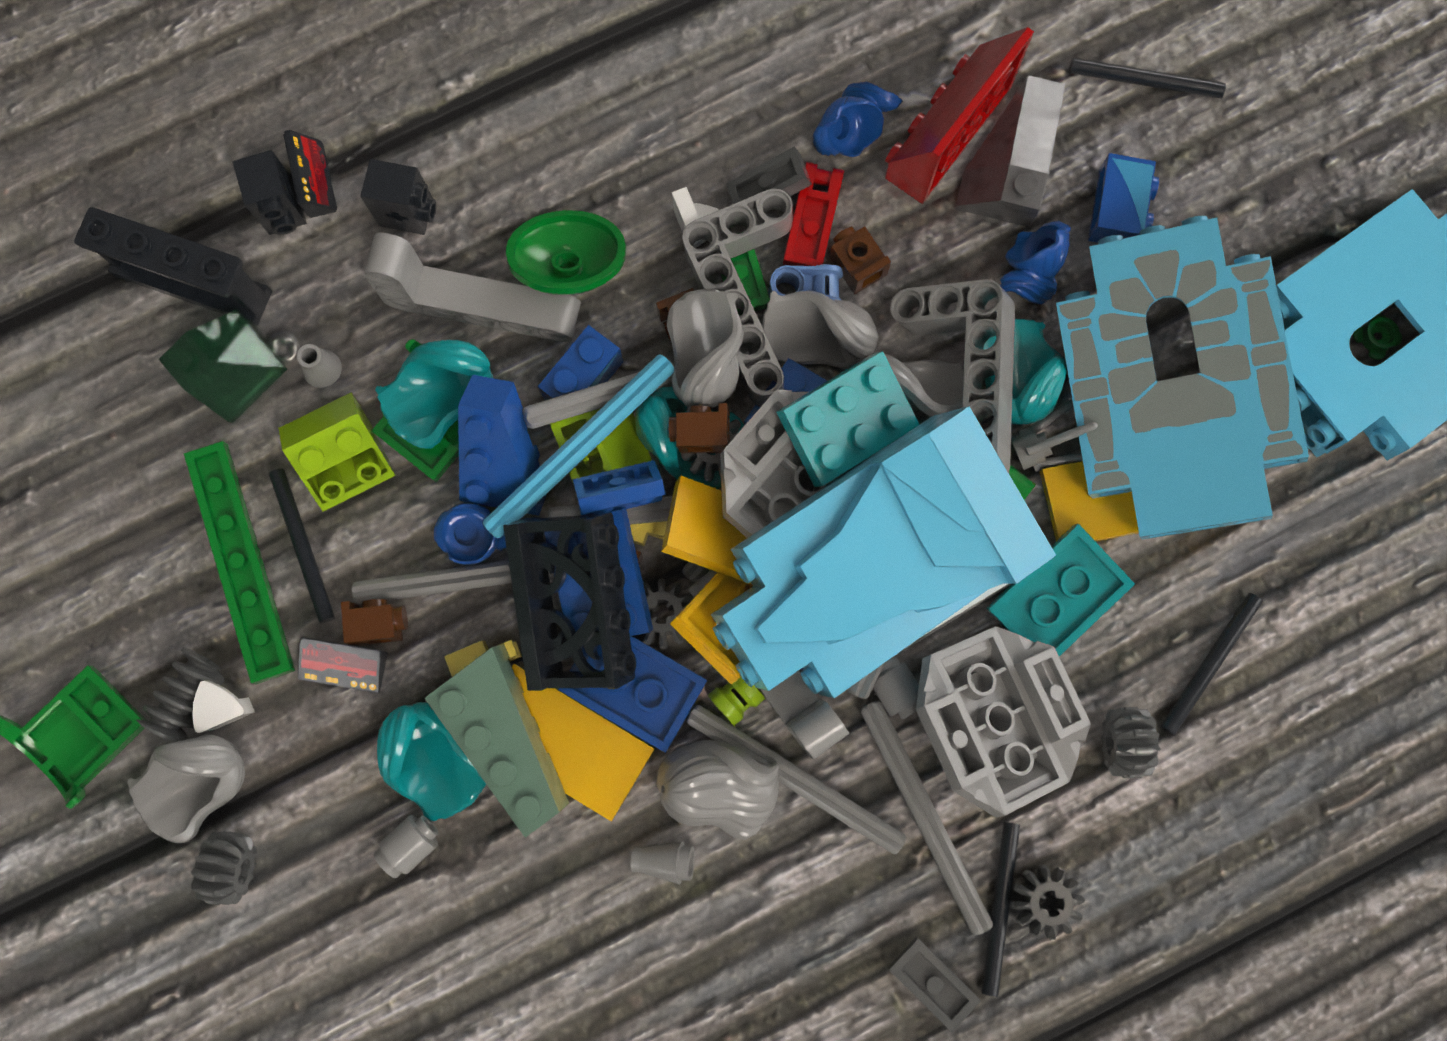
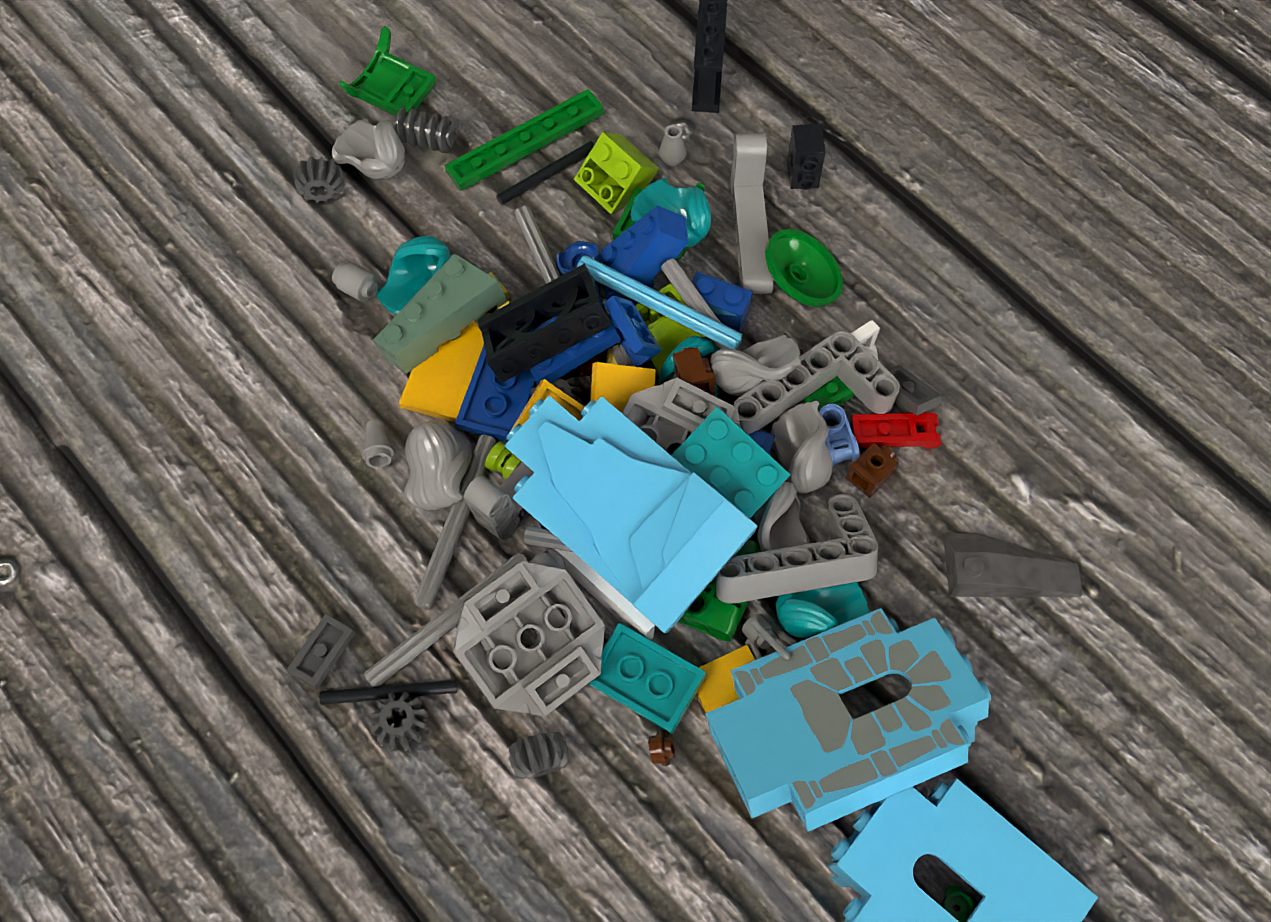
camera: 75 degrees right, 15 degrees down
(217, 707) = (421, 148): white tile -> none
(224, 364) = (655, 93): clear green slope -> none
(269, 193) = (781, 84): black brick -> none
(310, 174) = (807, 107): slope -> none
(341, 664) = (471, 215): slope -> none
(373, 623) = (503, 222): reddish brown brick -> none
(854, 120) = (981, 436): blue hair -> none
(956, 114) = (1012, 510): red slope -> none
(1037, 260) = (915, 600): blue hair -> none
(1123, 197) = (999, 656): blue brick -> none
(1145, 599) = (661, 748): none -> reddish brown plate
(1147, 78) = (1116, 661): black bar -> none
(1211, 664) = (624, 819): black bar -> none

